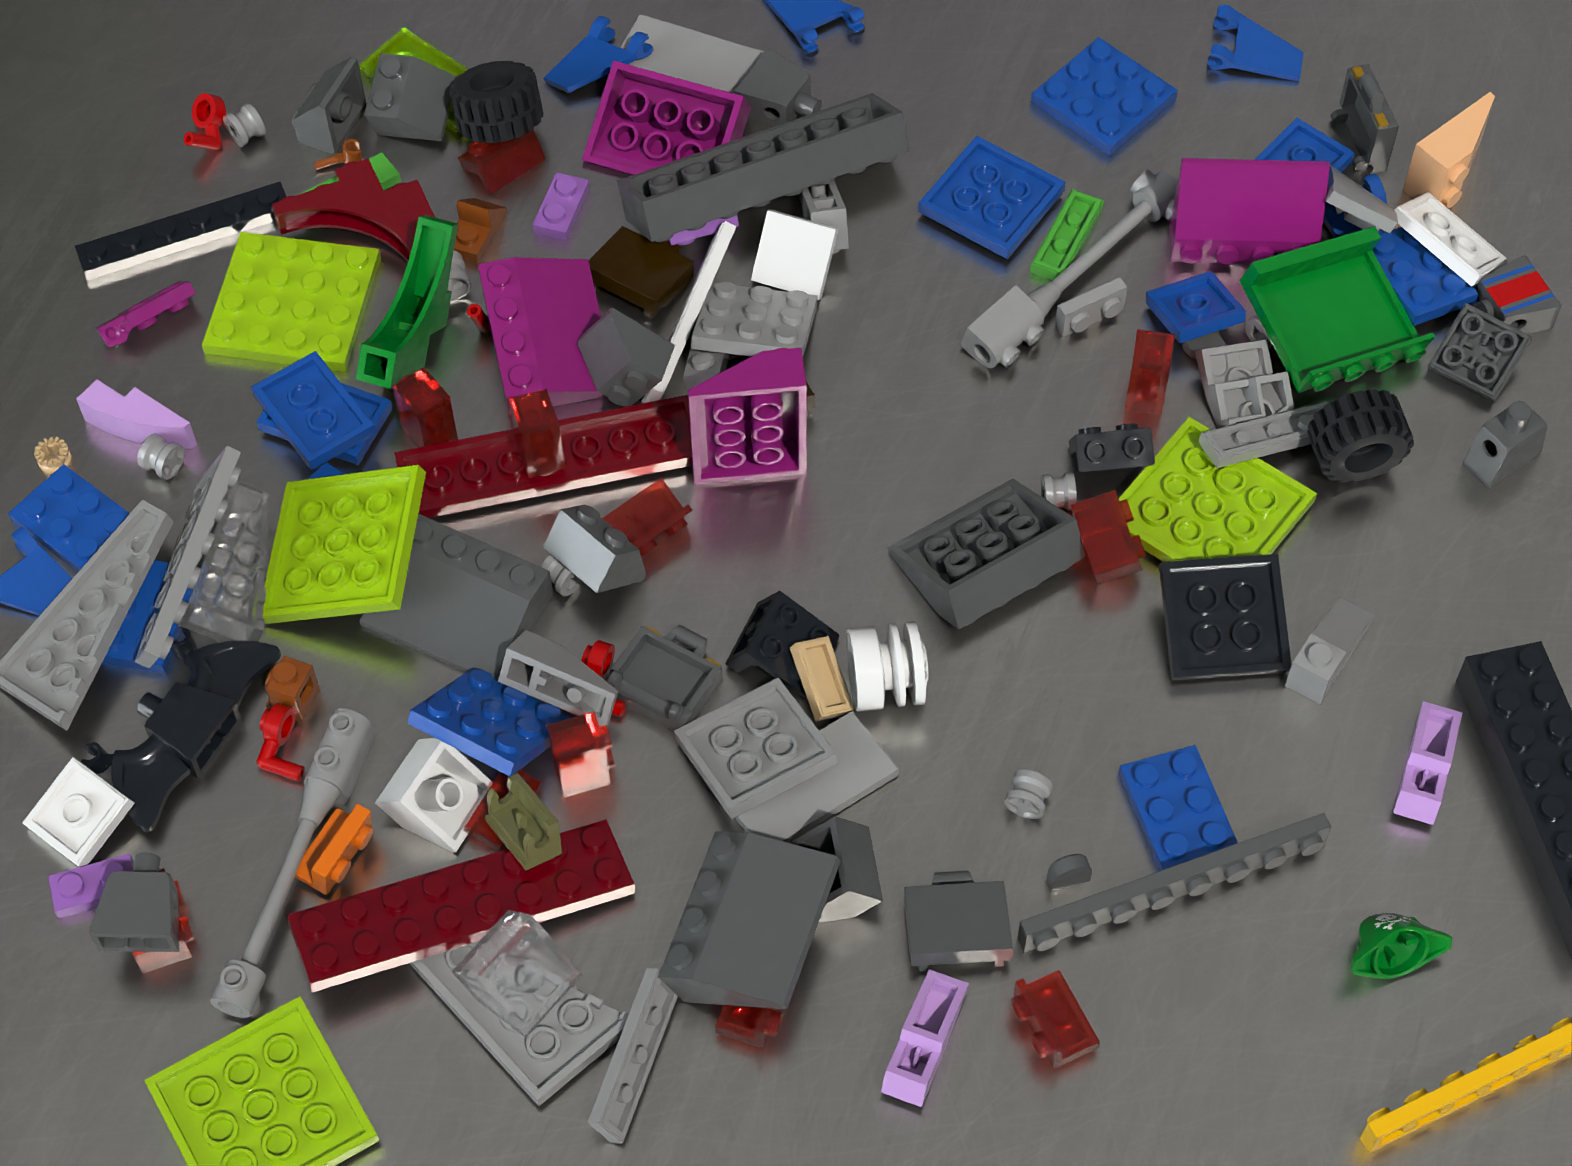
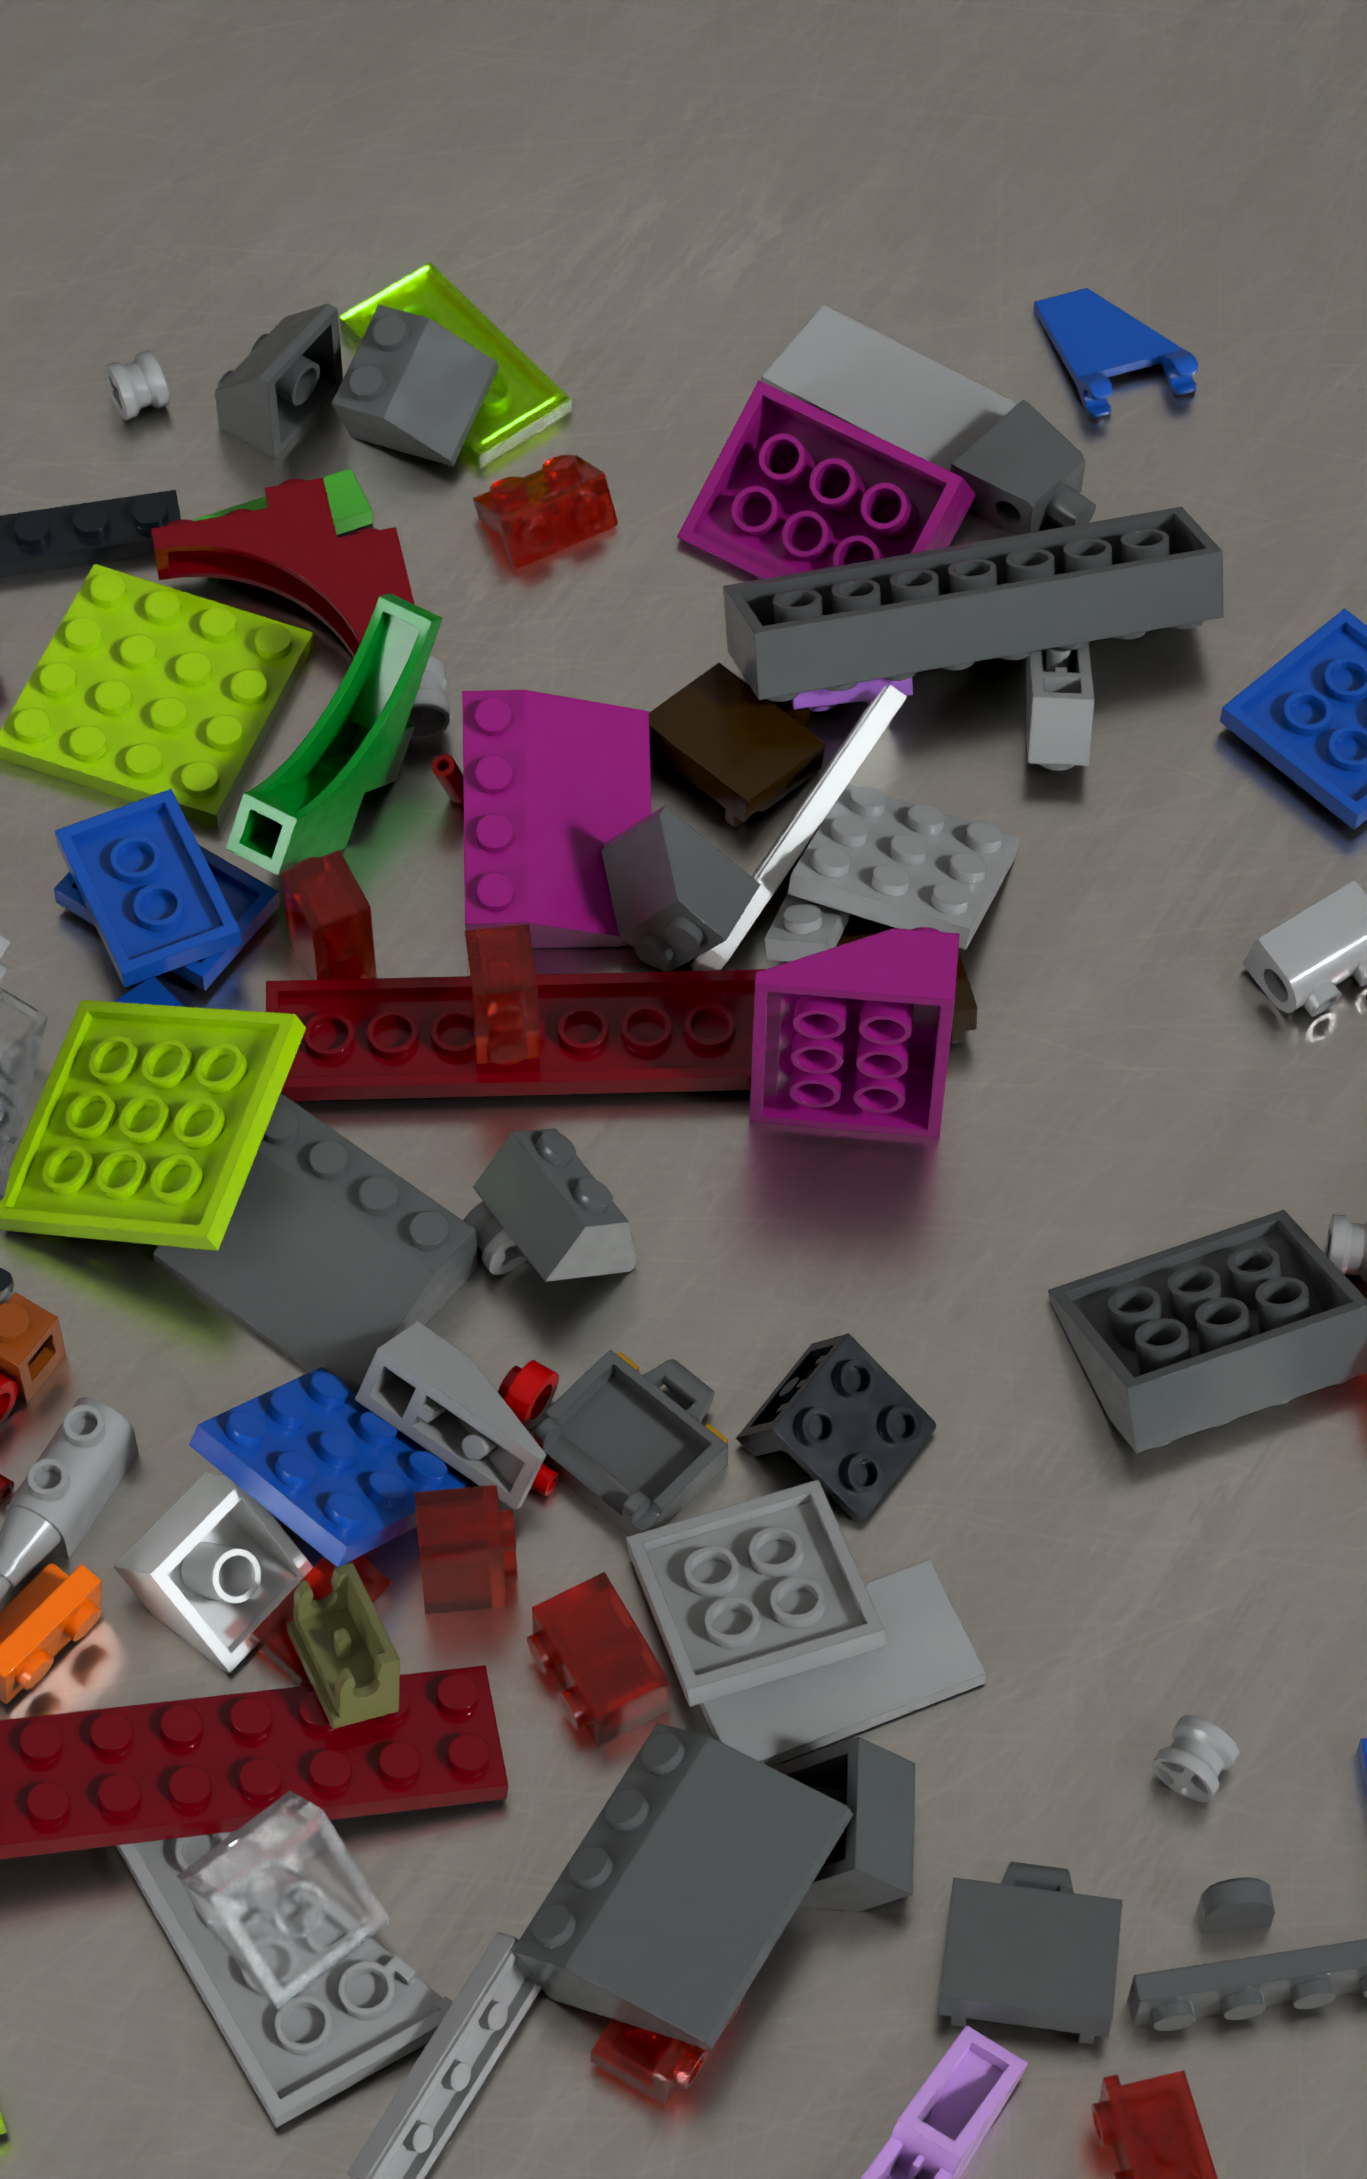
camera: 10 degrees right, 0 degrees up
(207, 114) = (80, 357): red plate -> none
(349, 153) = (297, 465): dark orange hand -> none
(476, 227) = (478, 622): dark orange slope -> none
(496, 101) = (552, 417): black tyre -> none
(561, 207) = (626, 611): medium lavender plate -> none
(594, 57) = (732, 363): blue flag -> none
(649, 515) = (659, 1165): clear red bracket -> none
(672, 803) = (599, 1660): none -> clear red brick
(794, 253) = (994, 760): white tile -> none
(822, 678) = (890, 1495): tan tile -> none
(886, 666) = (1001, 1496): white wheel -> none

